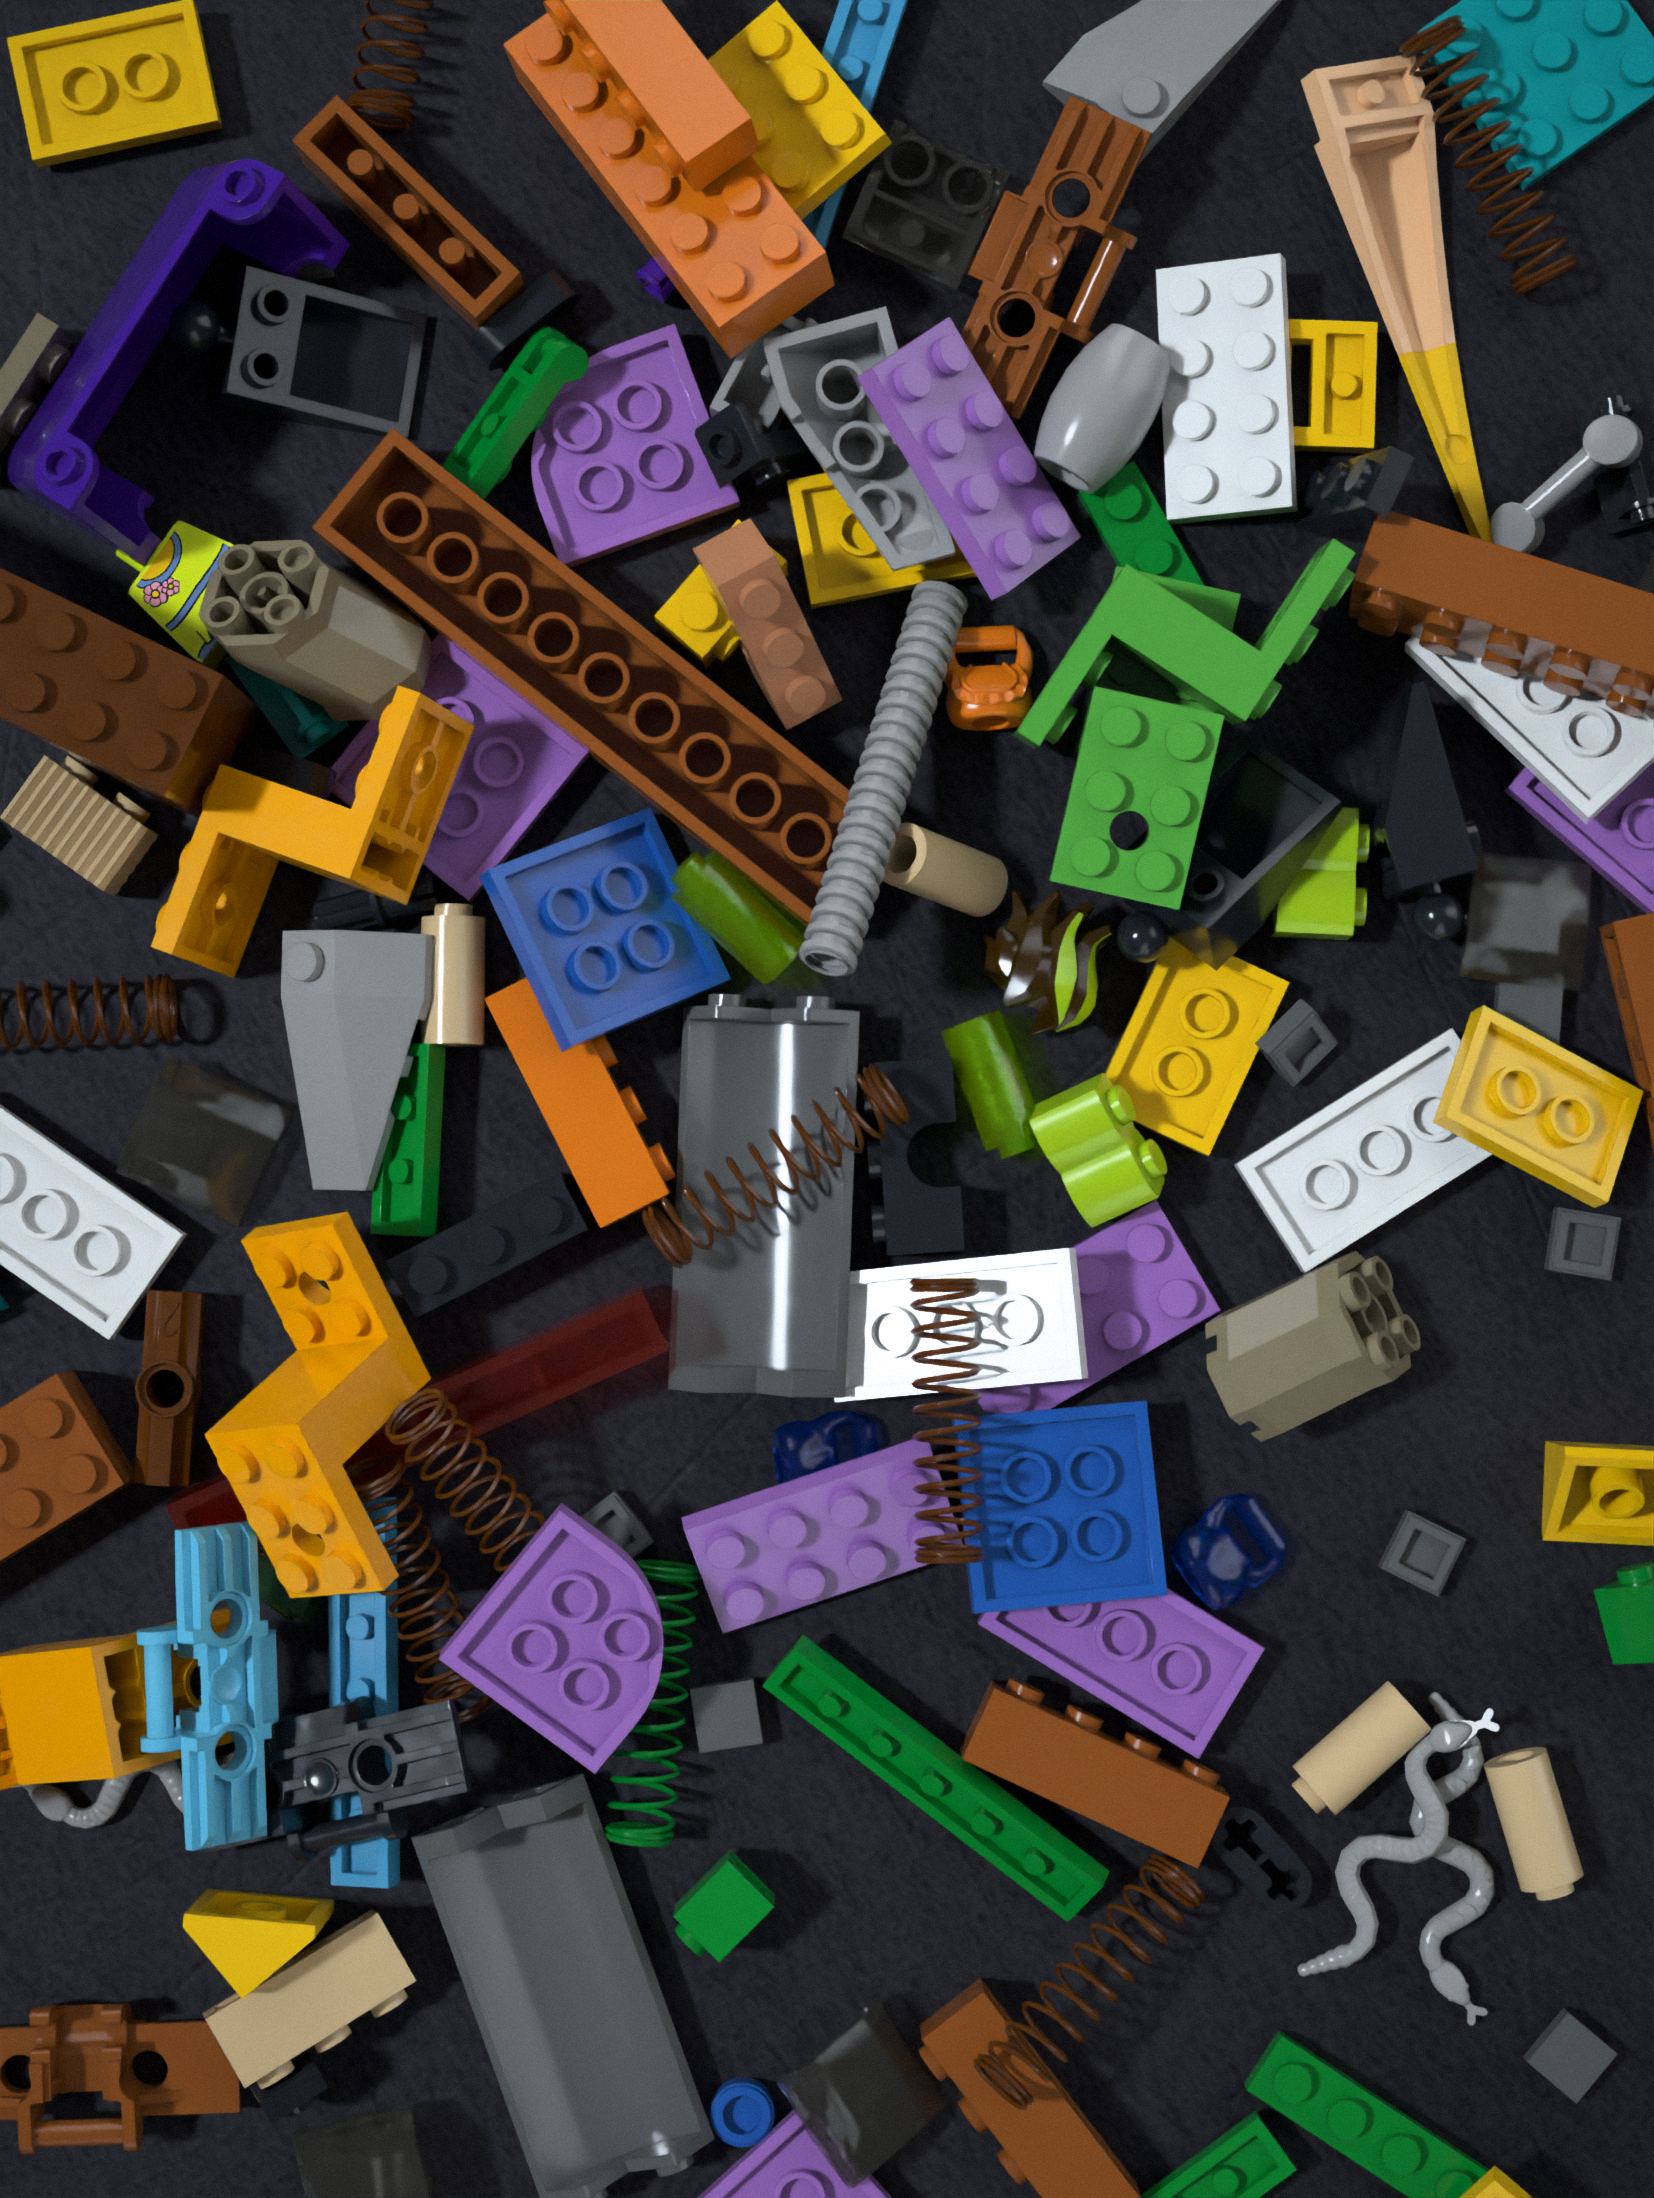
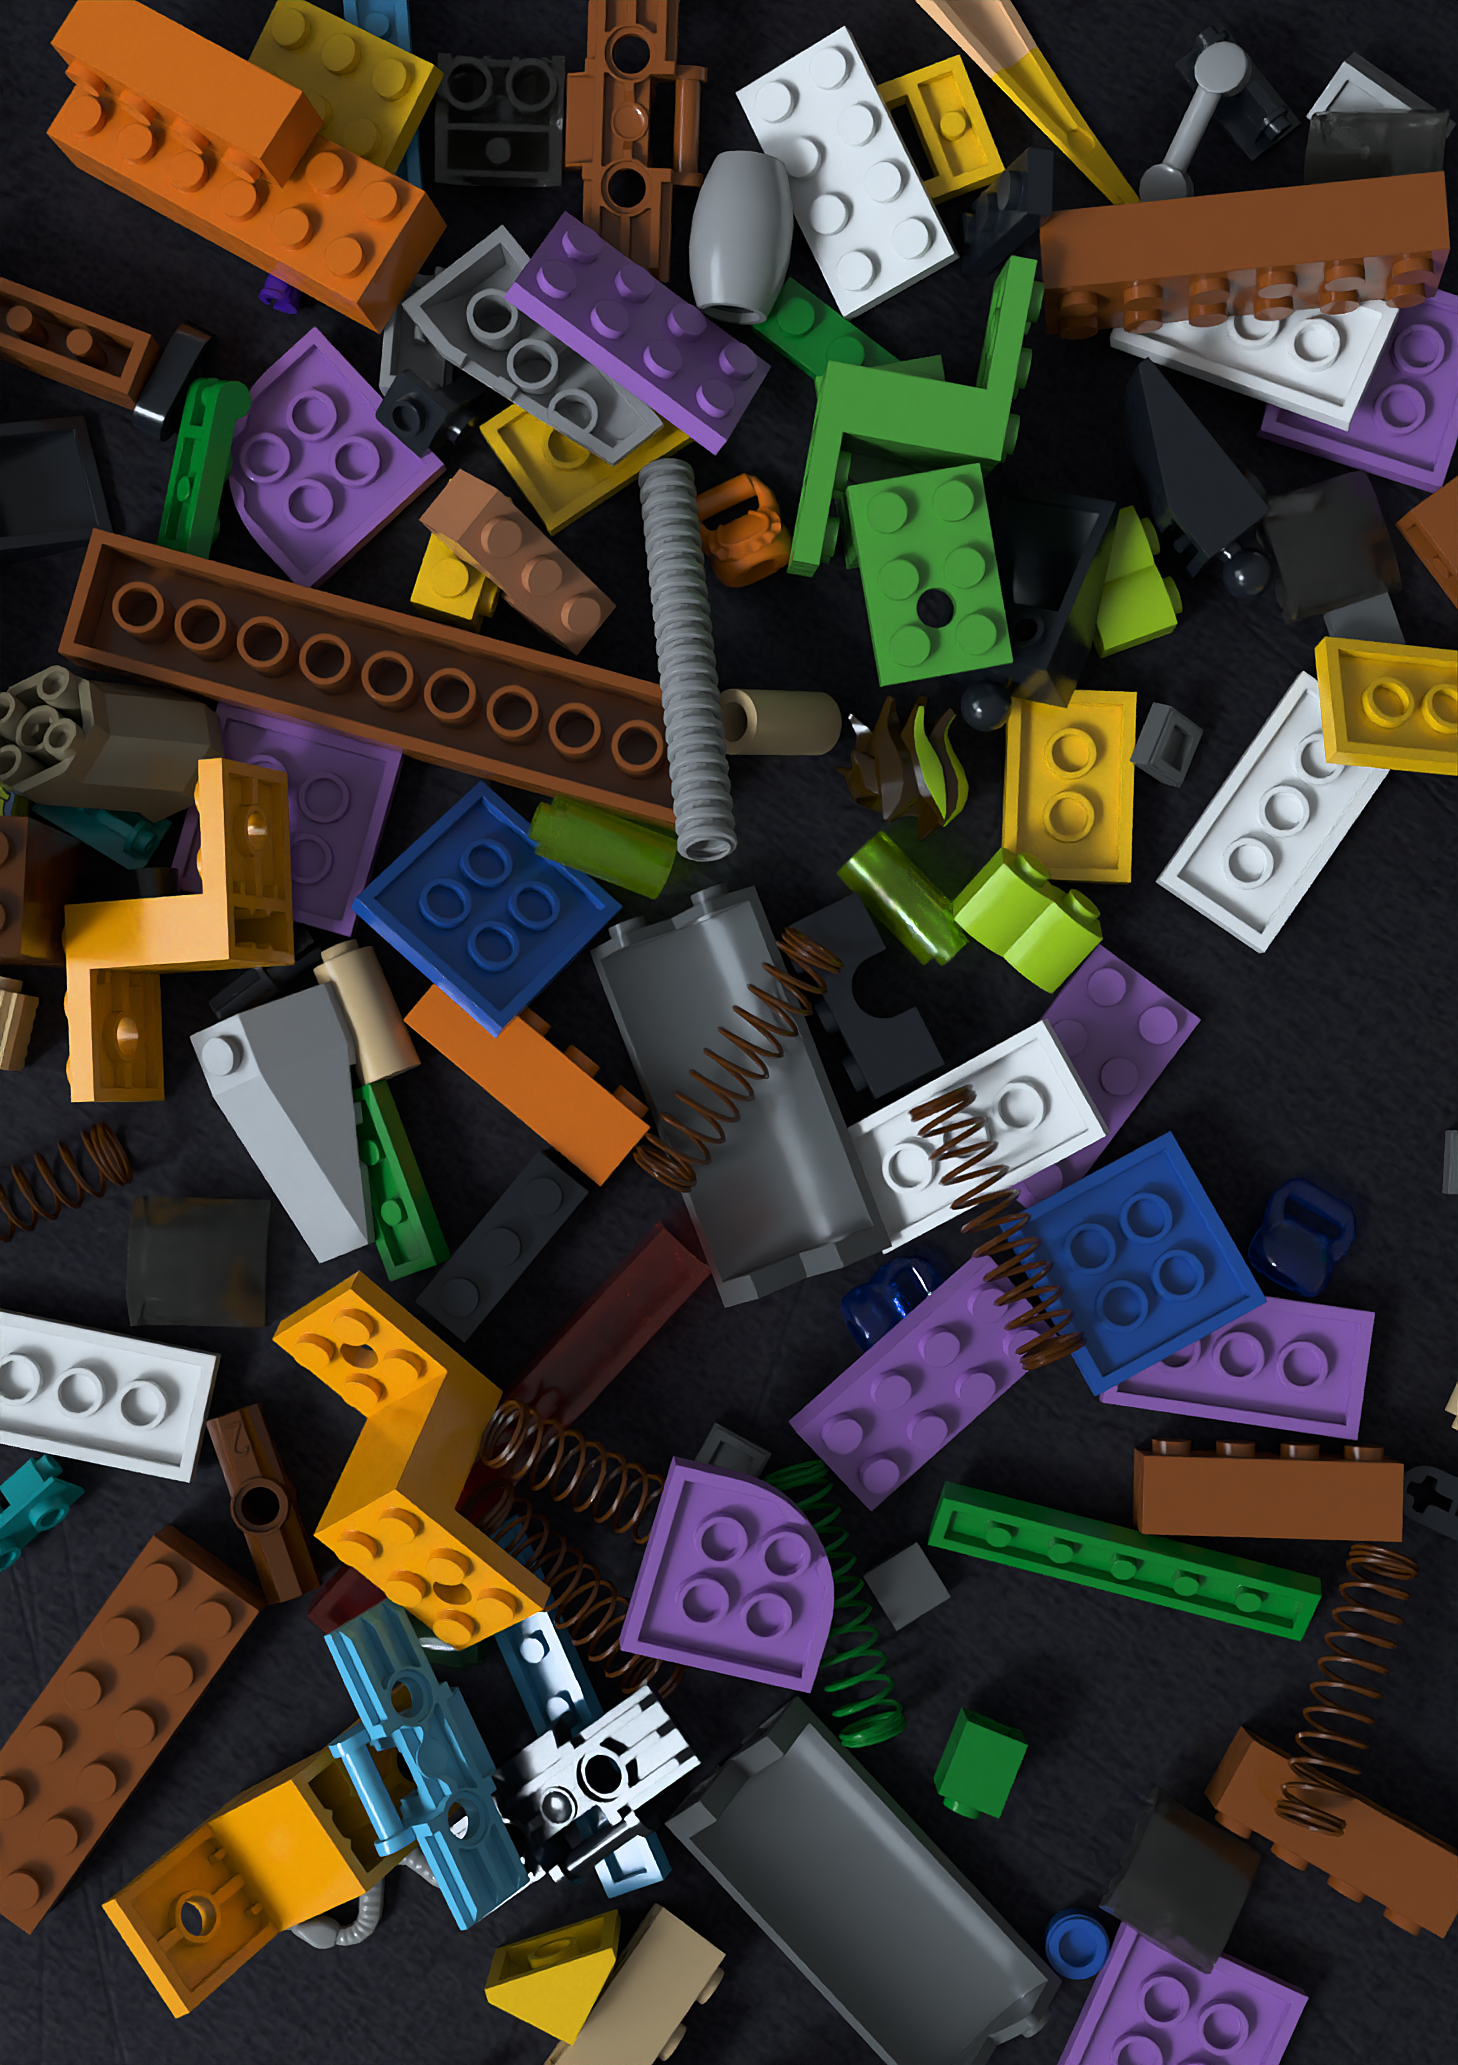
camera: 25 degrees left, 0 degrees up
(1310, 1345) = (1299, 1016): dark tan brick -> none

